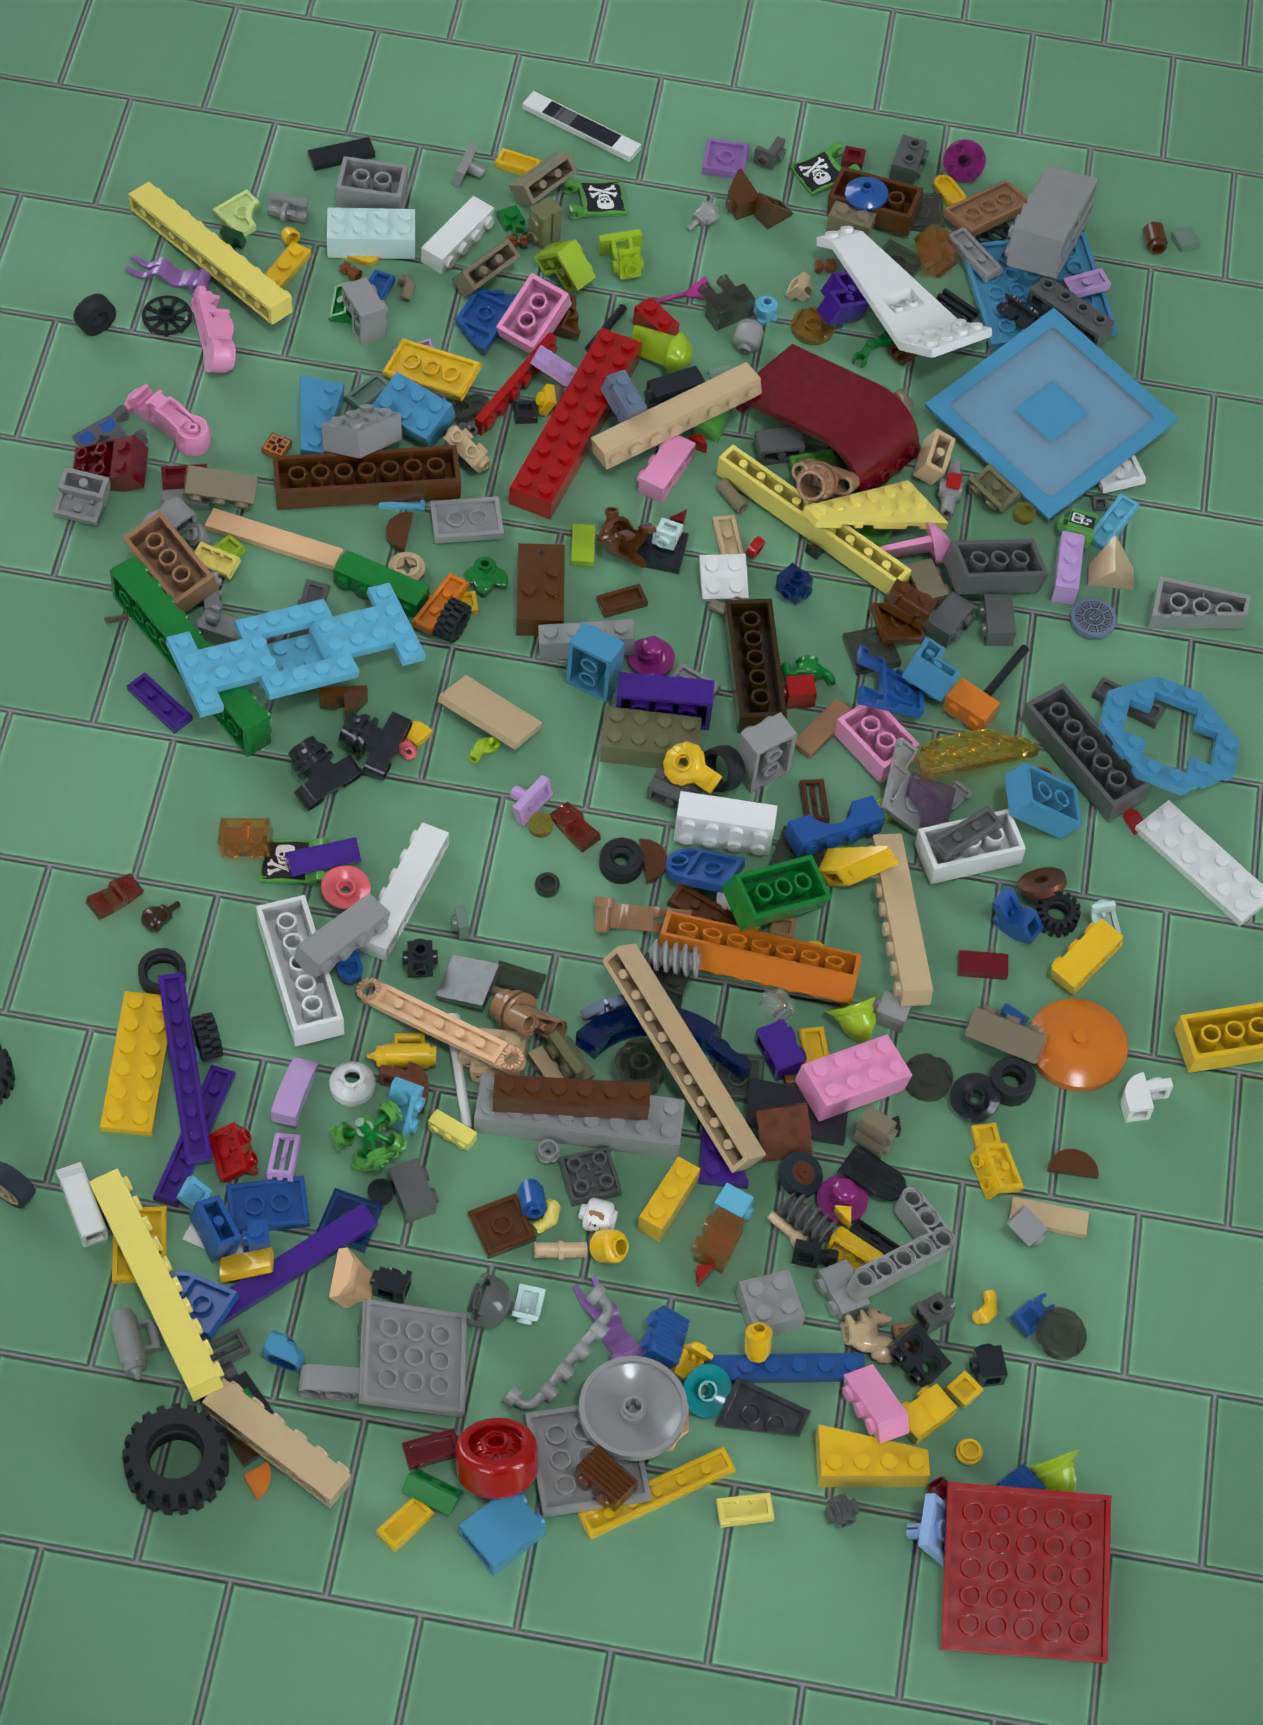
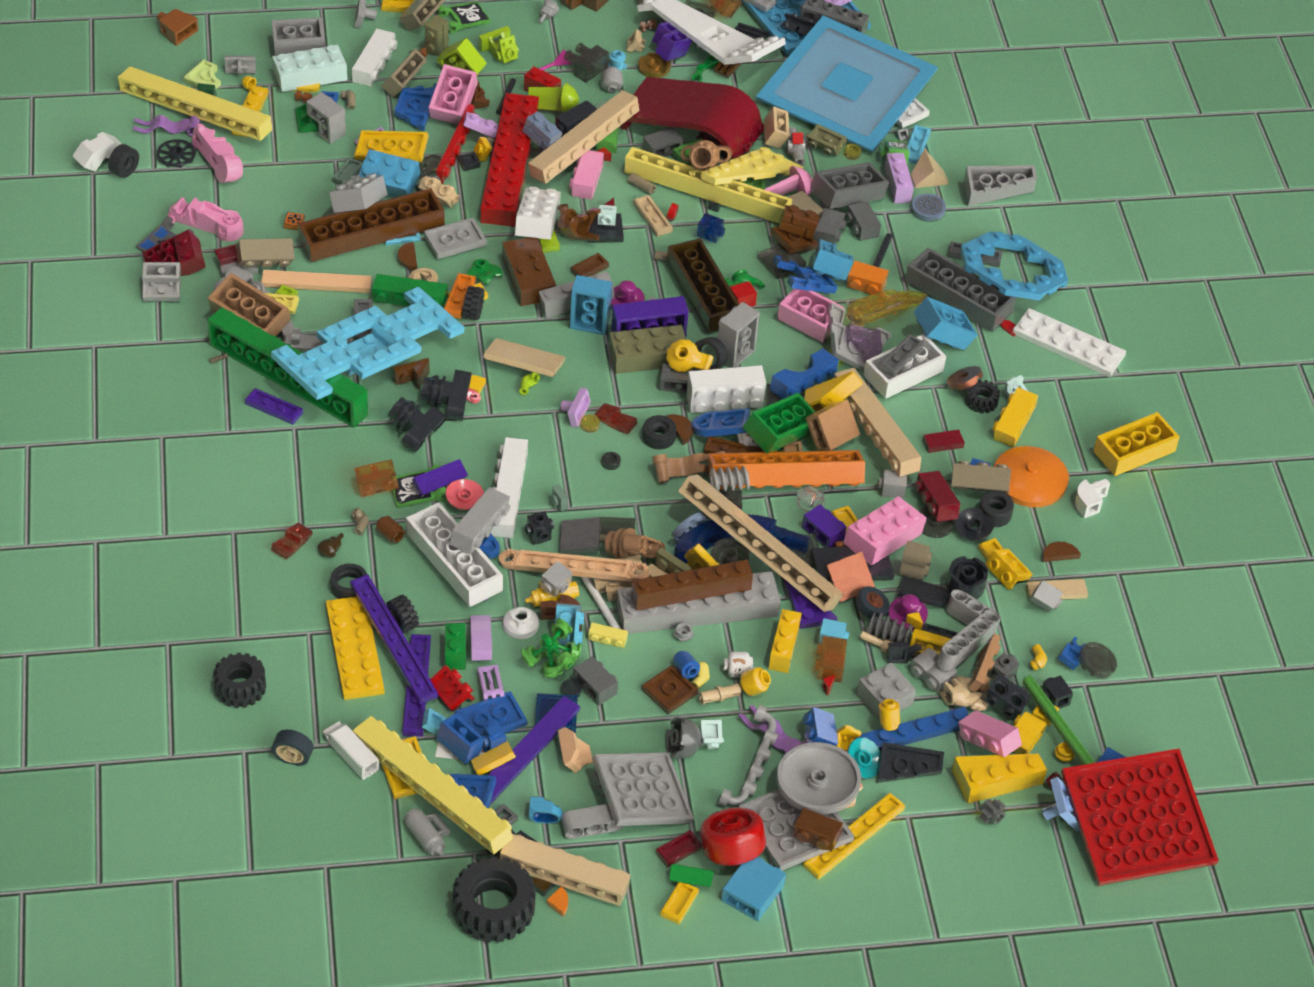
camera: 15 degrees left, 10 degrees down
(61, 294) = (92, 152): none -> white brick
(208, 889) = (361, 520): none -> dark tan arm
(230, 134) = (177, 25): none -> dark orange torso
(237, 912) = (390, 529): none -> reddish brown brick
(257, 1097) = (455, 646): none -> green brick
(318, 404) = (315, 189): dark azure wedge -> none
(333, 154) = (262, 23): black tile -> none
(391, 1284) = (605, 743): black brick -> none
(408, 1042) = (556, 579): none -> light grey brick
(512, 219) = (409, 41): green plate -> none
(577, 512) = (537, 213): none -> white brick
(589, 1176) = (719, 641): dark grey tile -> none
(600, 1062) = (699, 558): none -> yellow tile
(723, 577) = (656, 234): white plate -> none
(745, 1510) = (923, 829): light yellow plate -> none
(820, 782) = (773, 360): reddish brown tile -> none
(821, 729) = (768, 316): medium nougat tile -> none
(840, 912) = (832, 425): none -> medium nougat brick
(856, 1019) = (870, 494): lime piece -> none
(920, 1285) = (984, 662): none -> medium nougat wing
(935, 1172) = (968, 576): none -> black brick
(940, 1045) = (937, 496): none -> dark red brick
(973, 1410) = (1057, 720): none -> bright green axle
(1014, 920) = (955, 407): blue brick -> none
(1057, 1473) = (1133, 744): lime piece -> none

